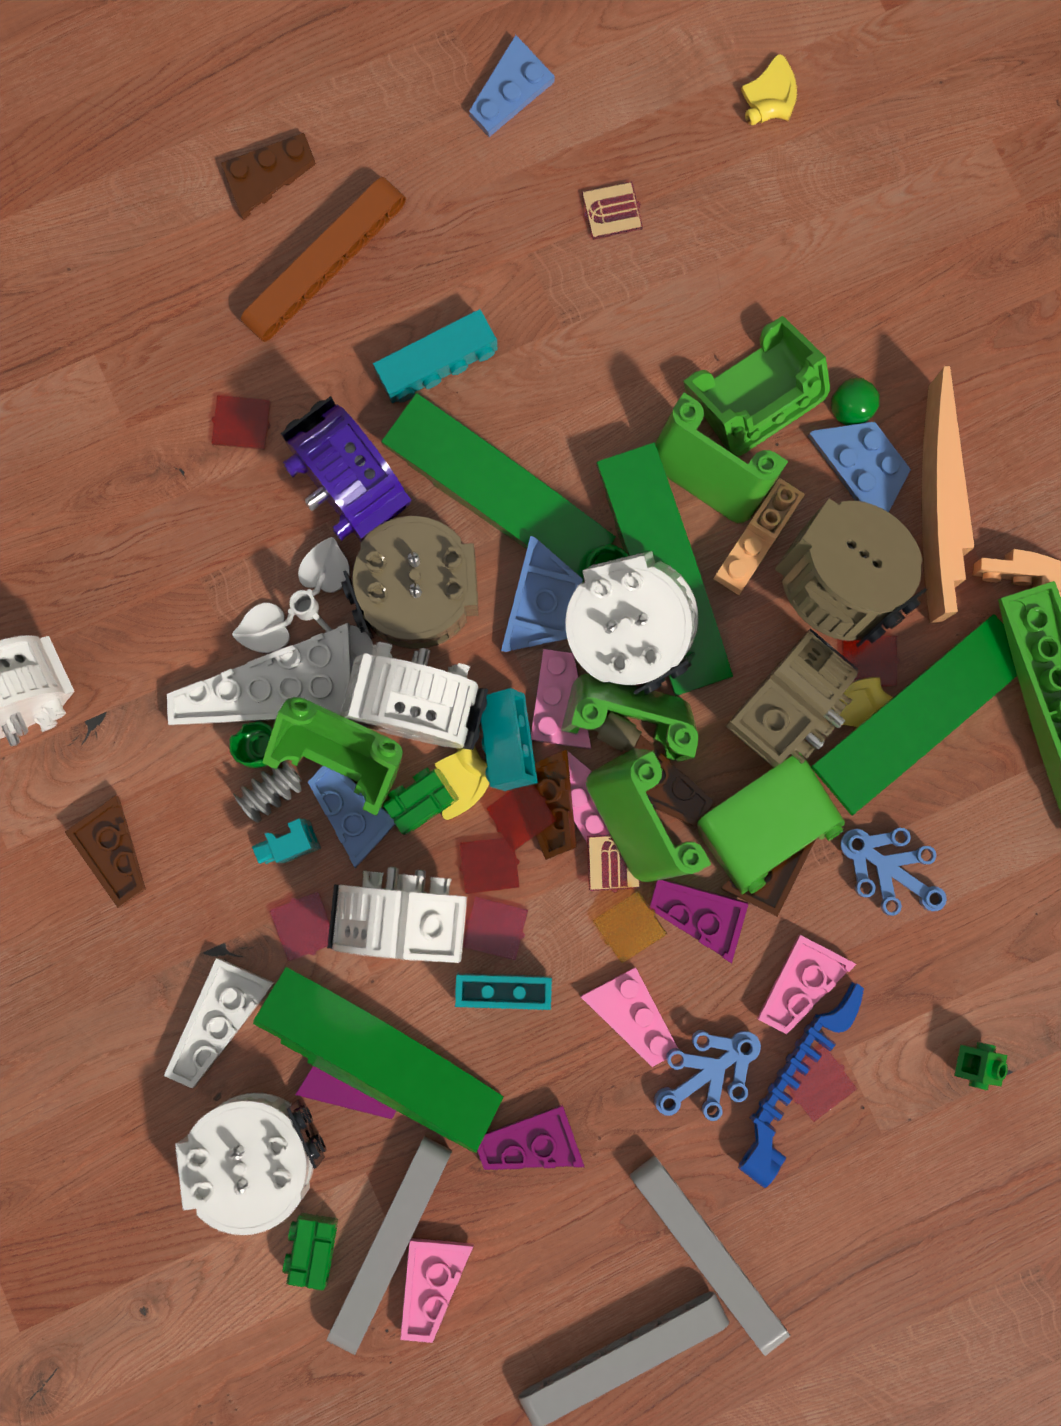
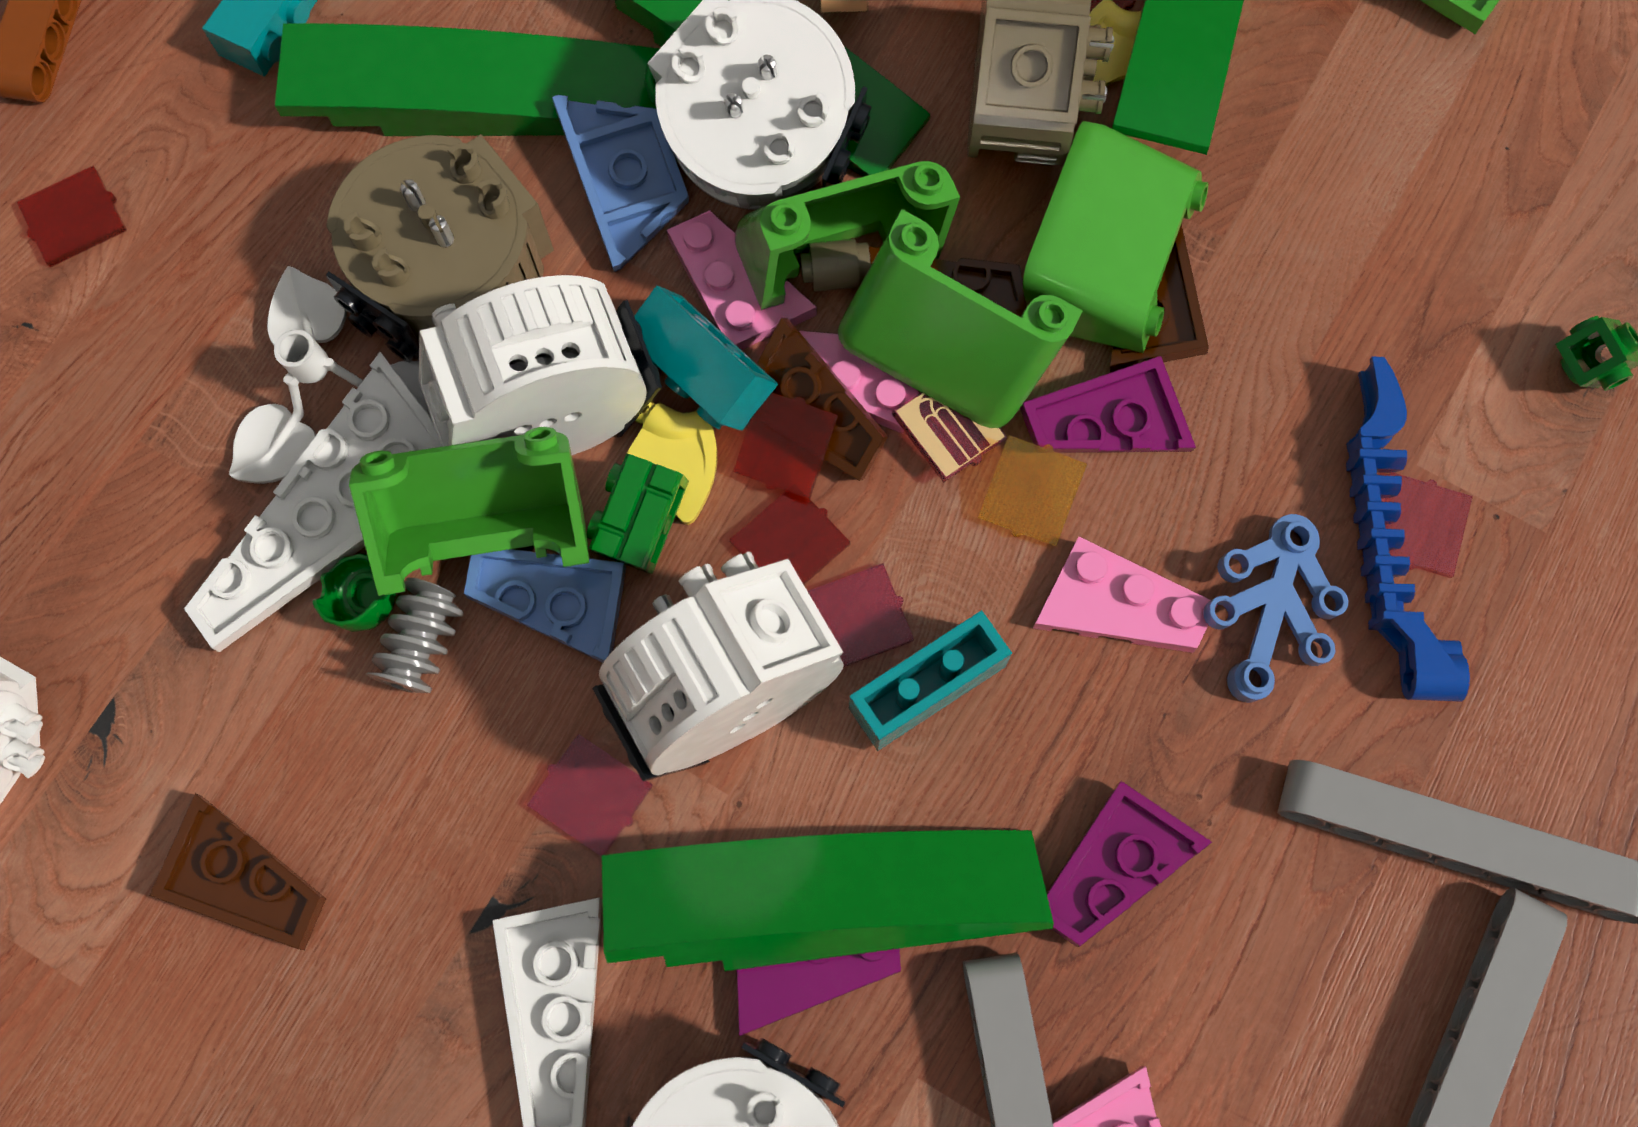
camera: 35 degrees left, 10 degrees down
(288, 847) = (493, 689): teal hips -> none
(344, 469) = (243, 148): dark purple piece -> none
(802, 982) = (1300, 412): bright pink wing -> none
(889, 868) = (1297, 207): medium blue plant -> none

